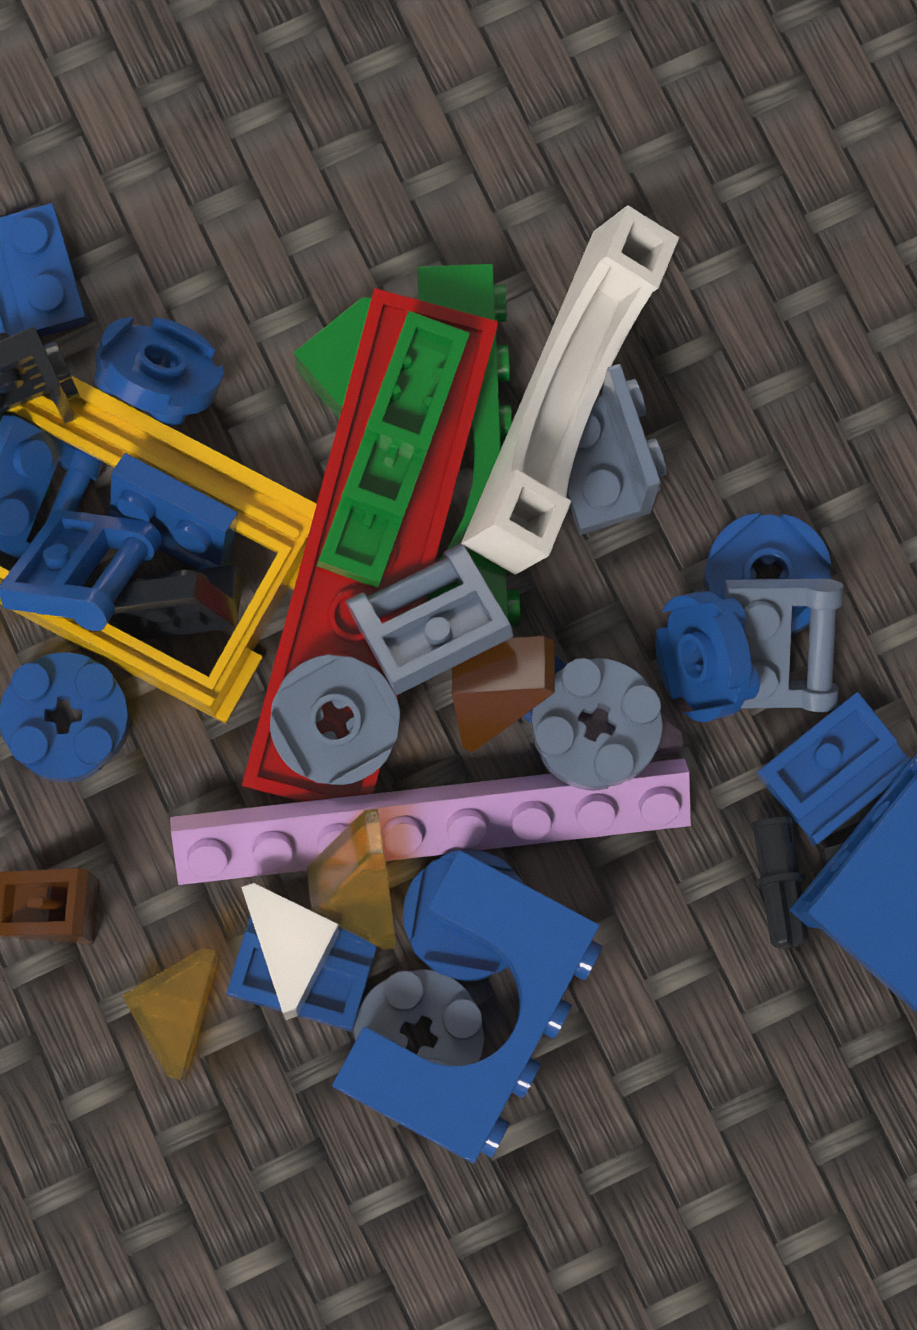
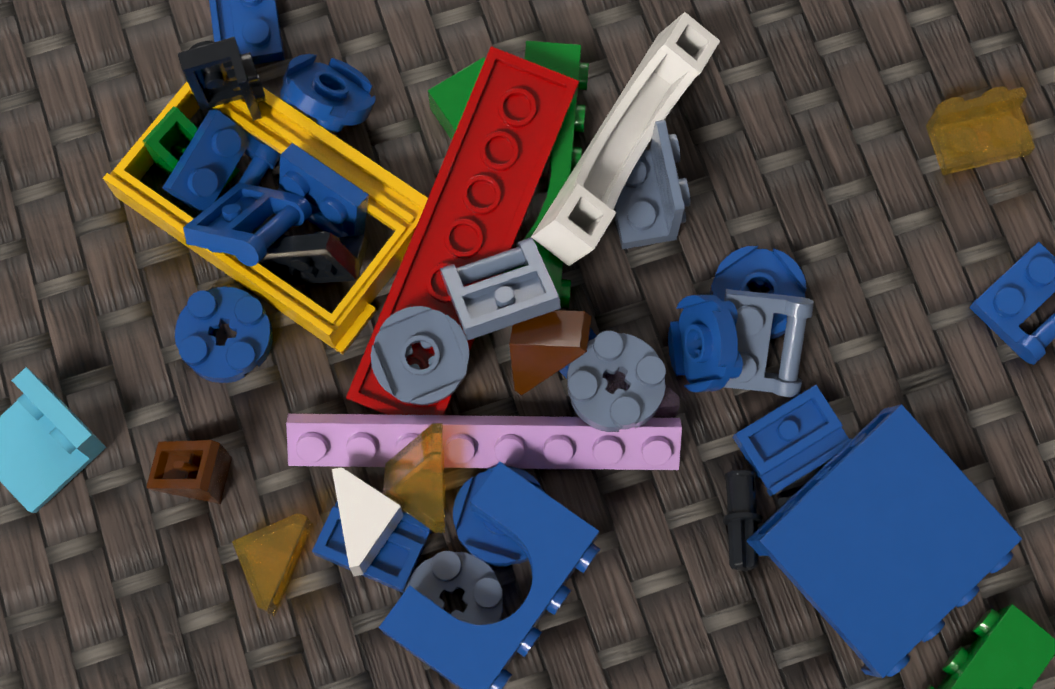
camera: 10 degrees right, 5 degrees down
(393, 449) = (488, 162): green slope -> none

